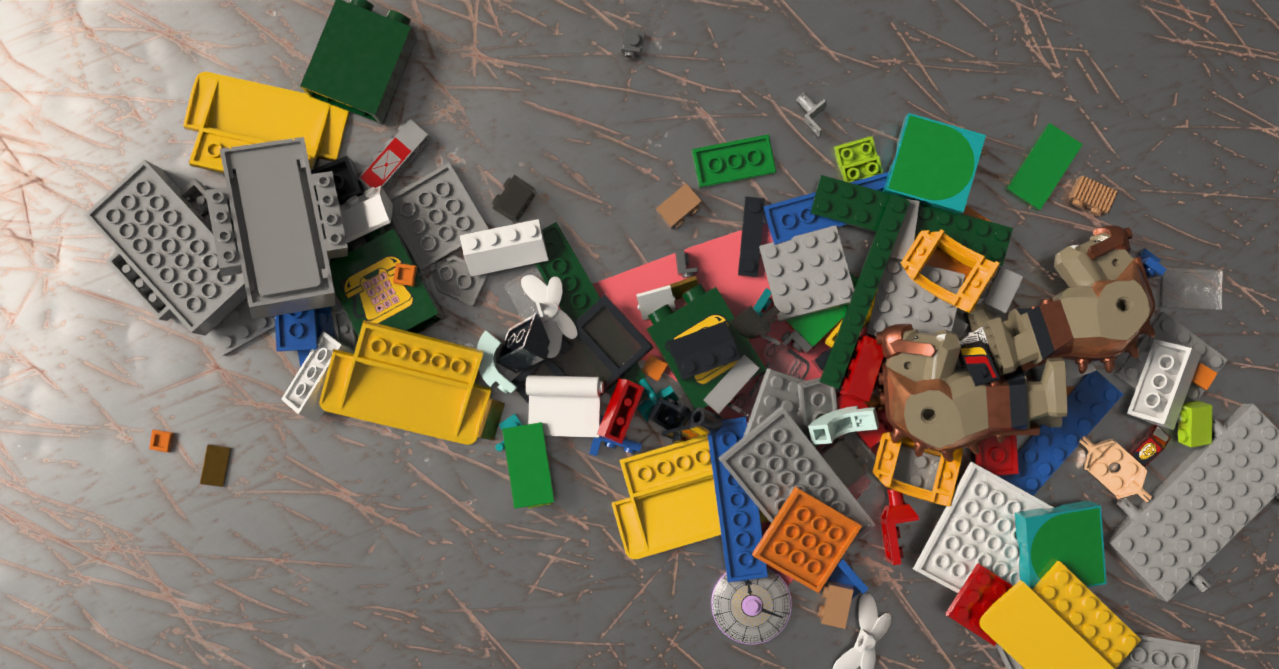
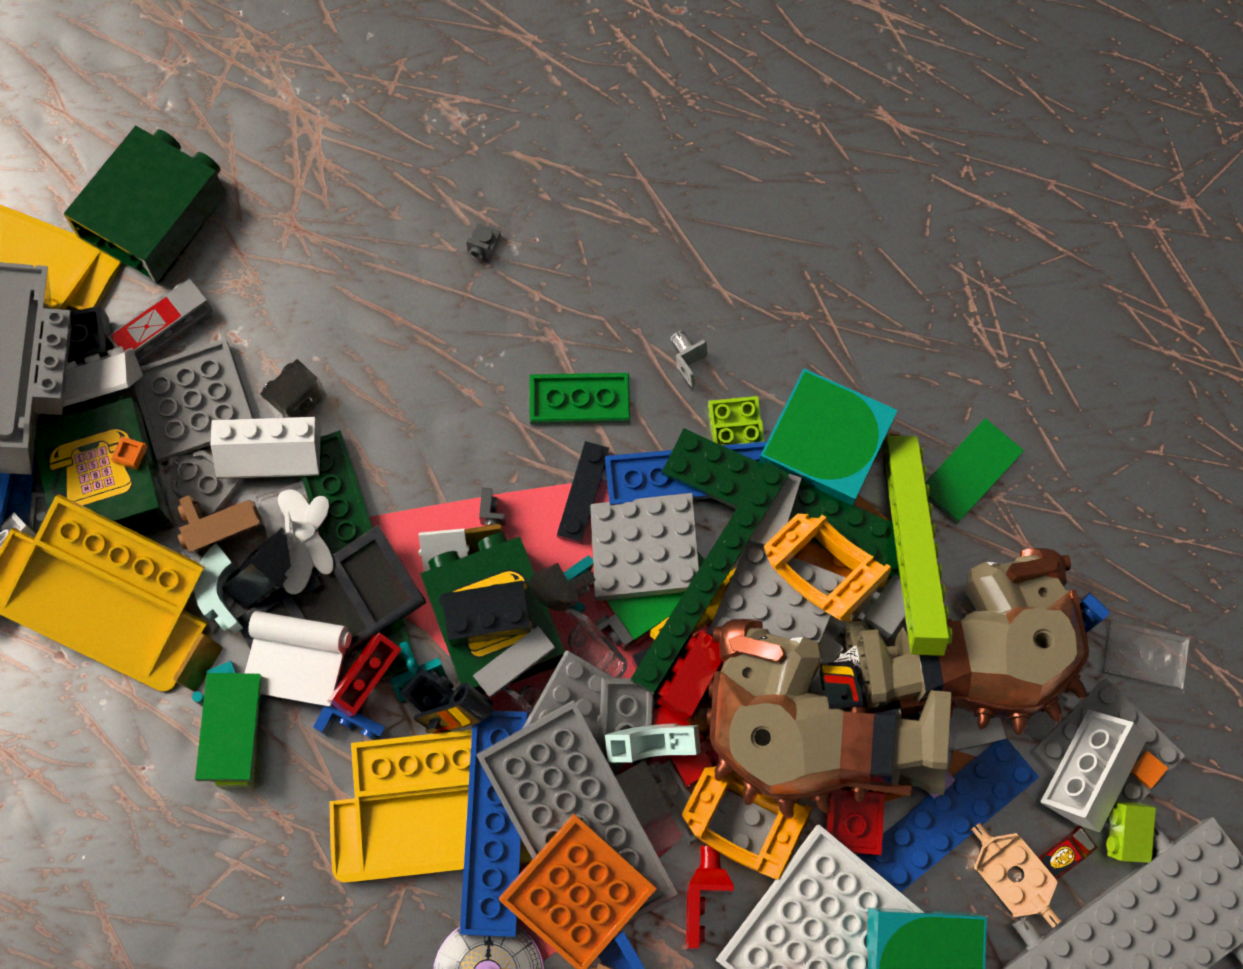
camera: 10 degrees right, 15 degrees down
(483, 316) = (216, 528): none -> medium nougat brick
(654, 368) = (424, 634): orange tile -> none
(679, 206) = (498, 438): medium nougat brick -> none
(1016, 243) = (916, 548): none -> lime brick
(1092, 196) = (1028, 515): medium nougat brick -> none

